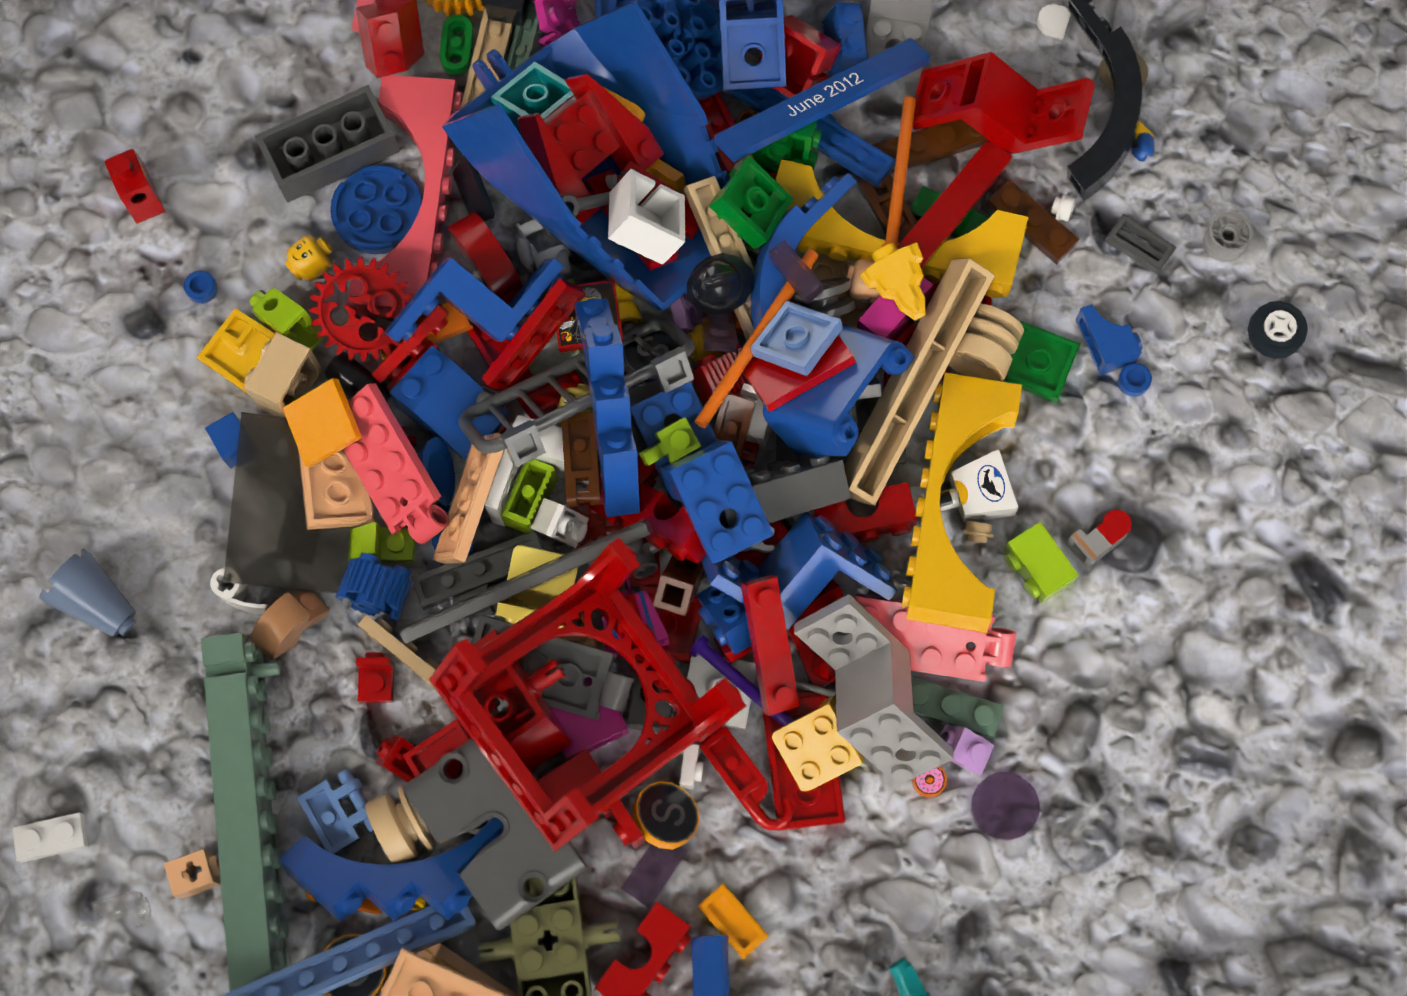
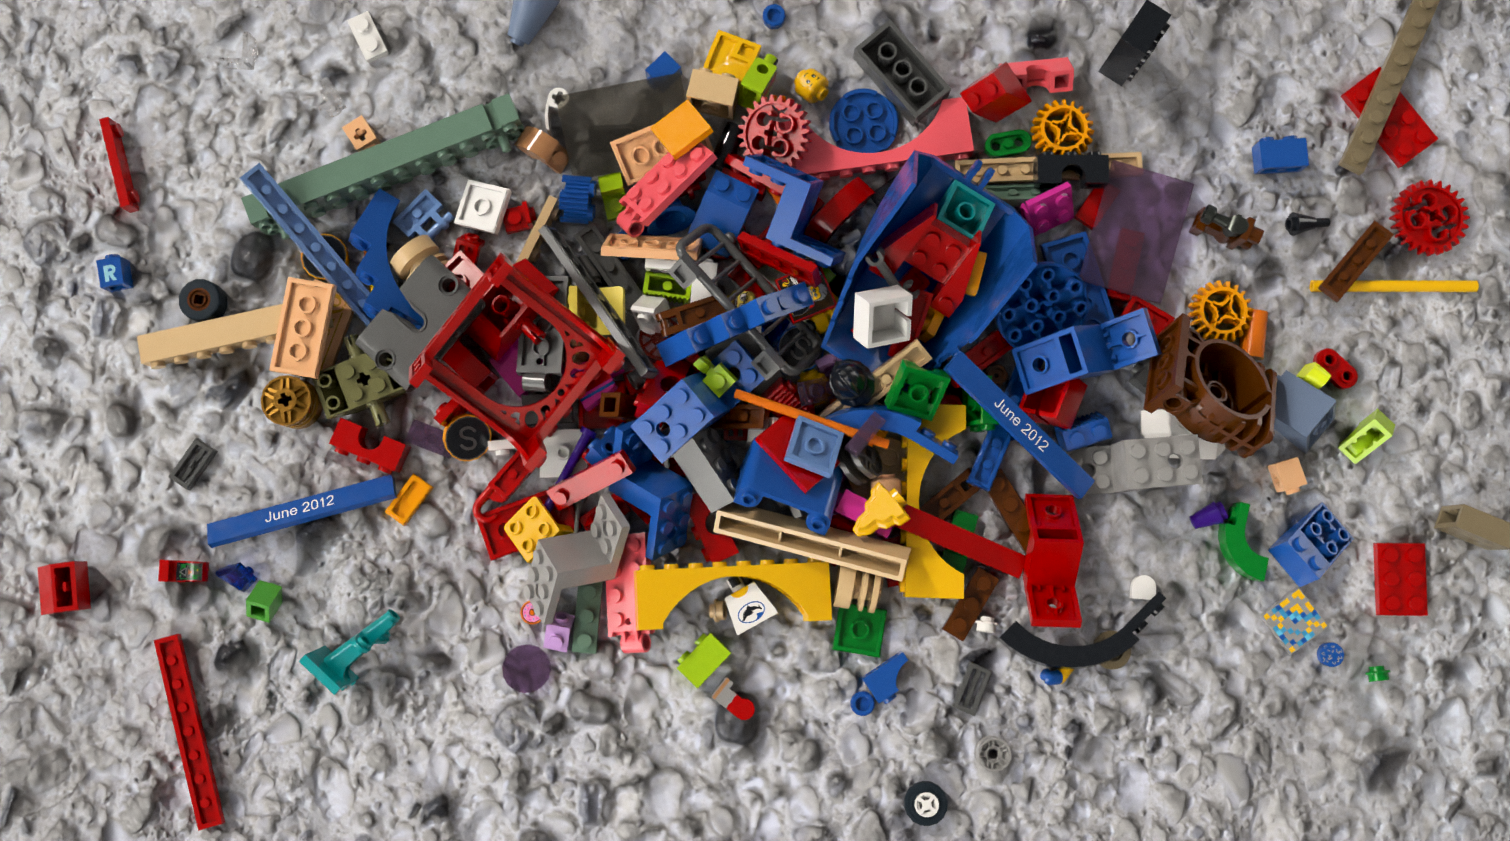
camera: 75 degrees right, 10 degrees up
(345, 724) = (483, 207): none -> white tile
(900, 171) = (975, 496): orange bar -> none

